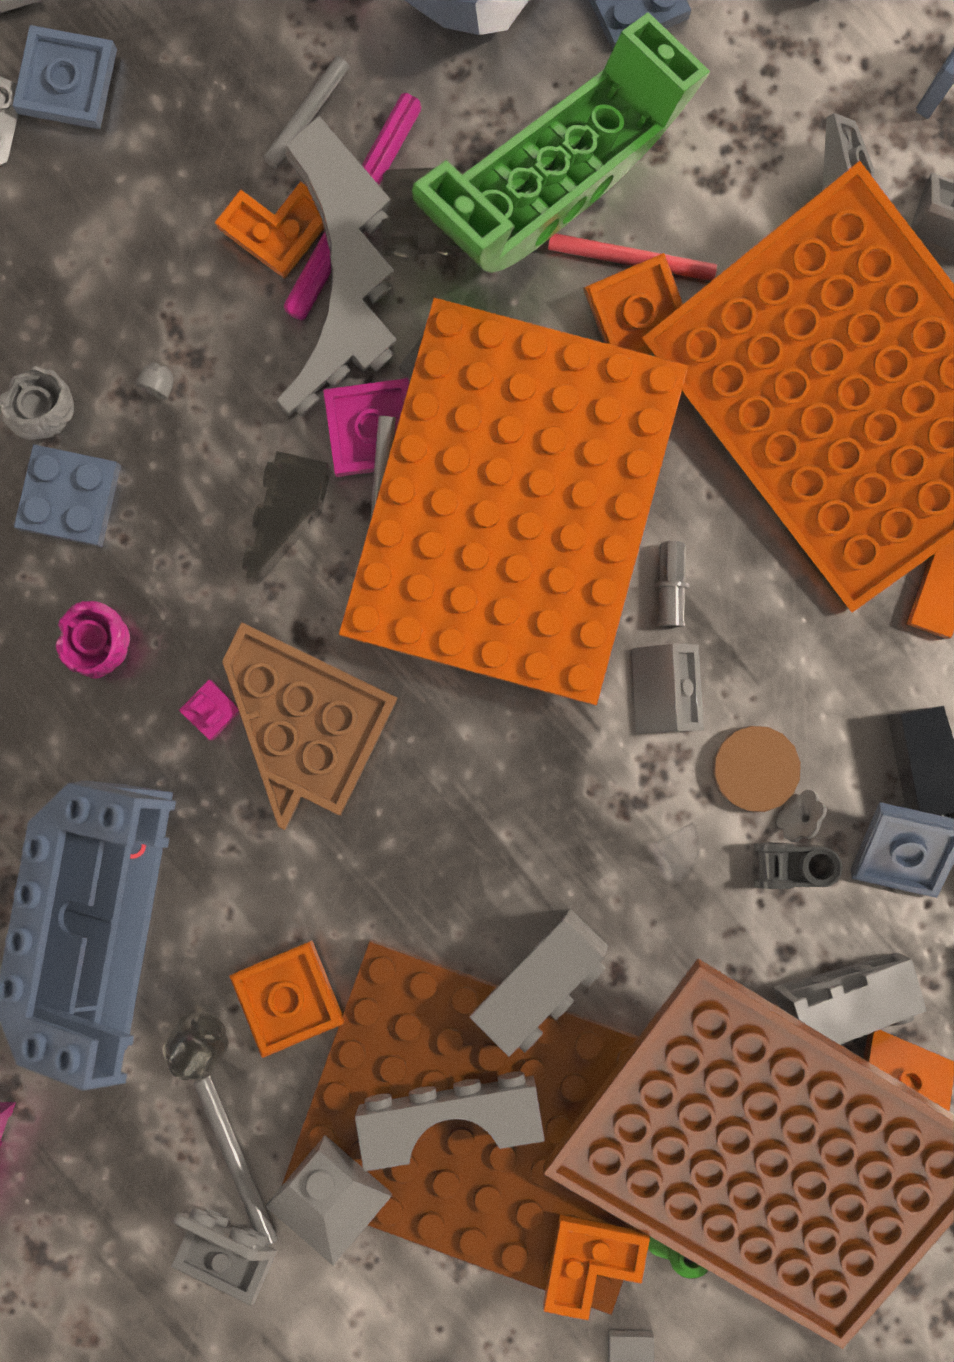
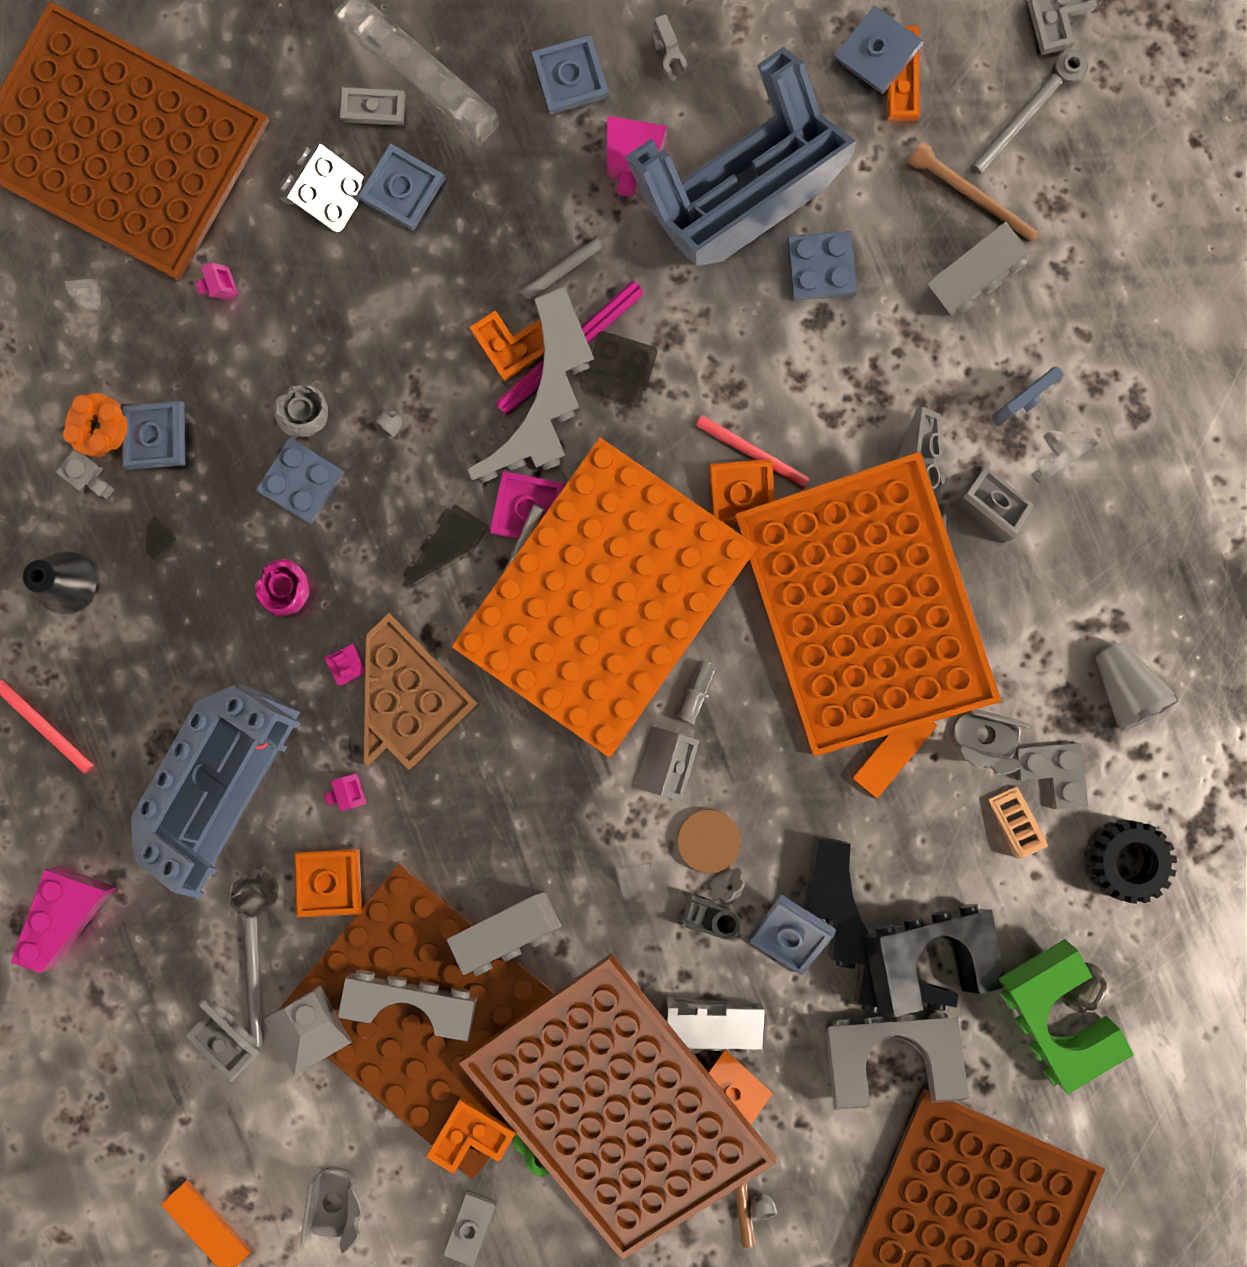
camera: 25 degrees right, 0 degrees up
(269, 874) = (346, 793): none -> dark pink tile
(566, 155) = (725, 369): bright green slope -> none

